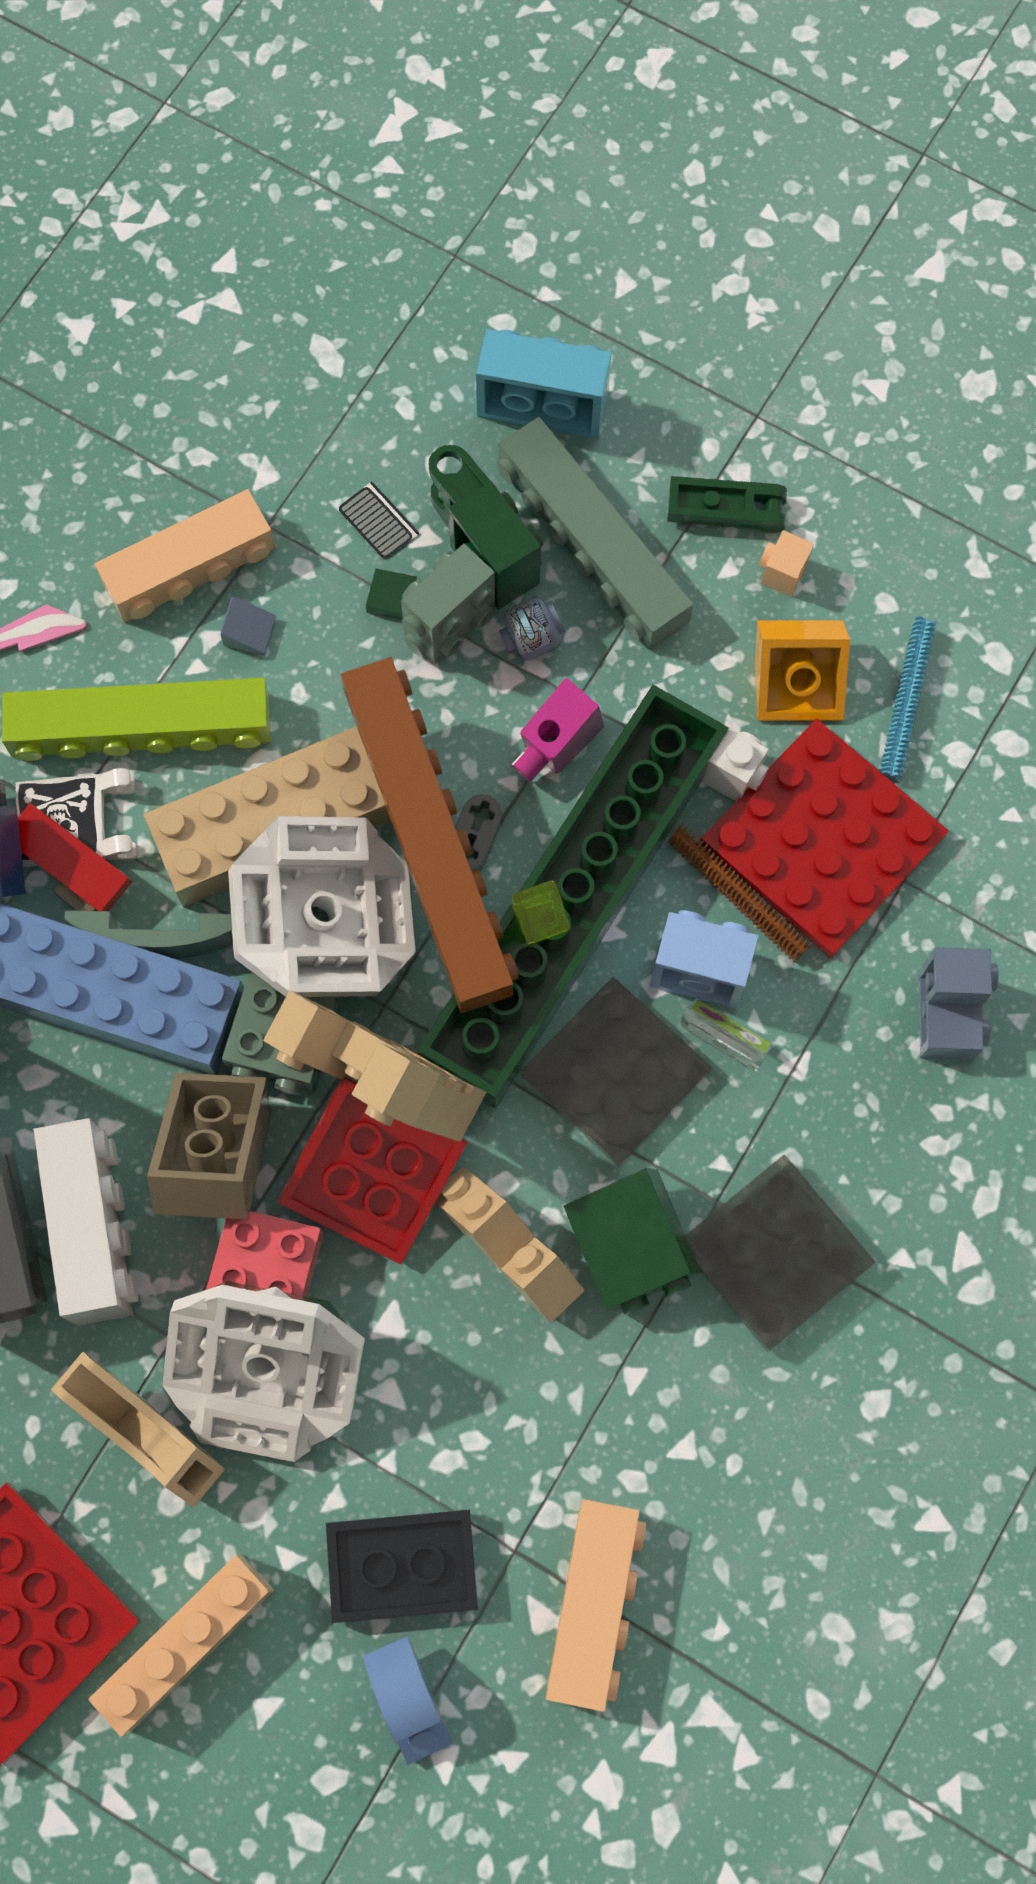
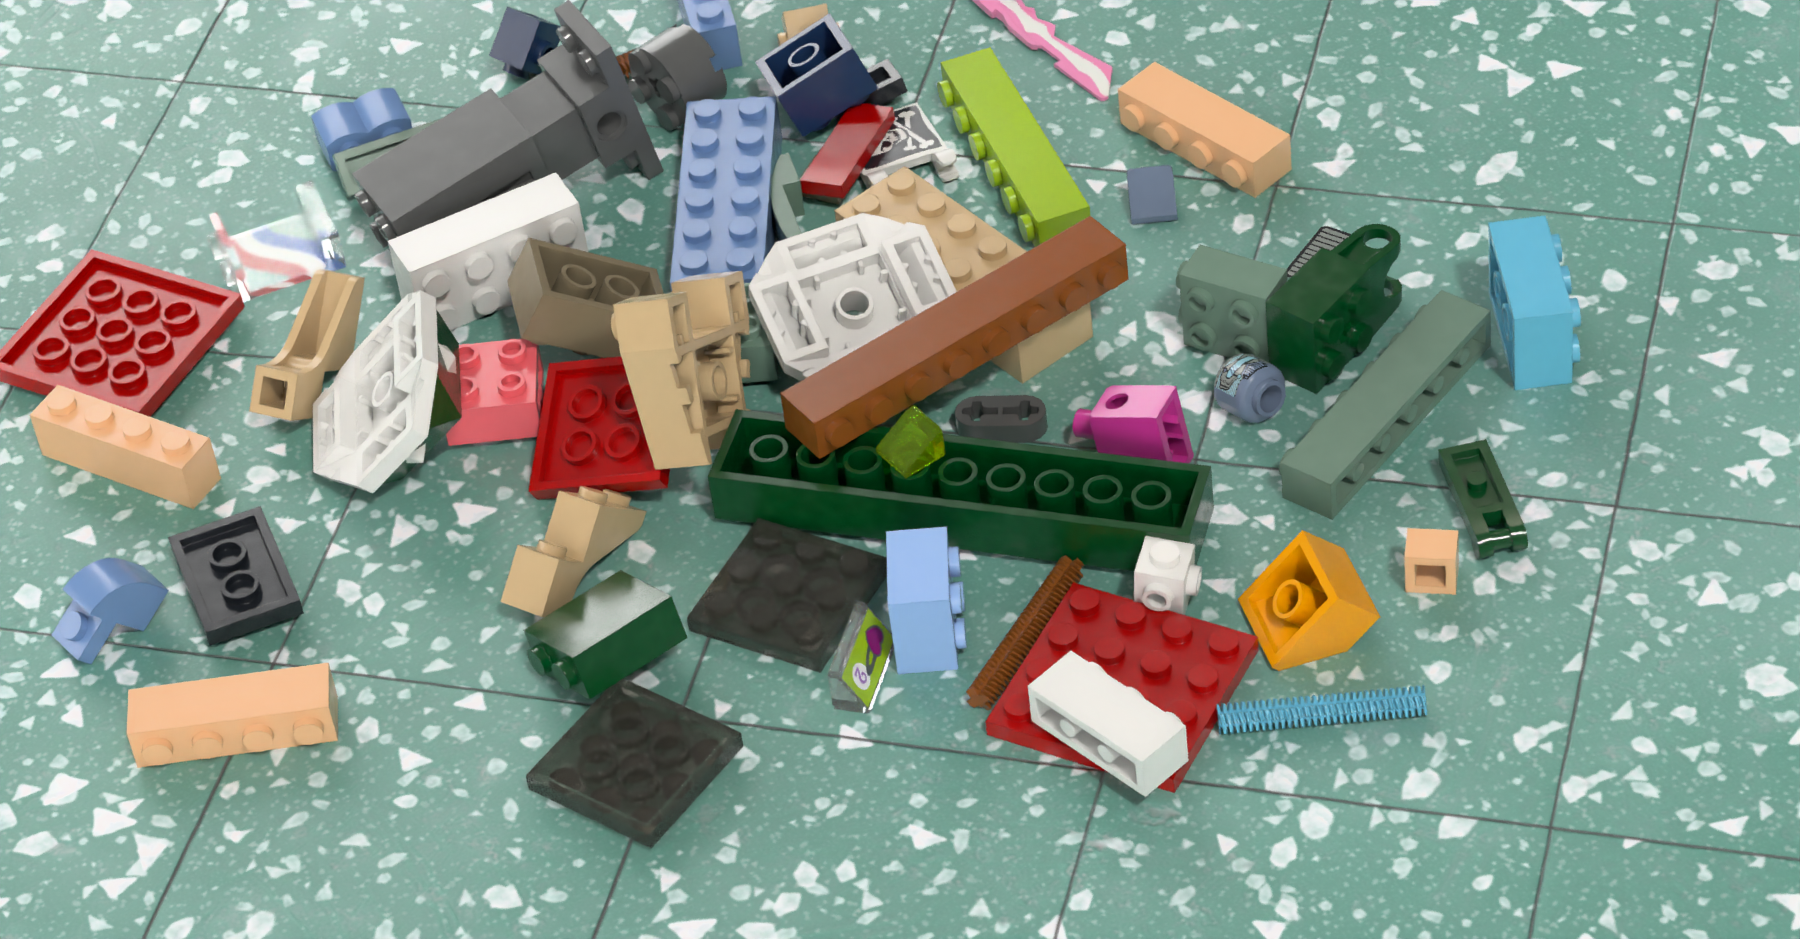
camera: 80 degrees right, 30 degrees down
(902, 855) = (1108, 723): none -> white brick
(951, 999) = (967, 822): sand blue brick -> none

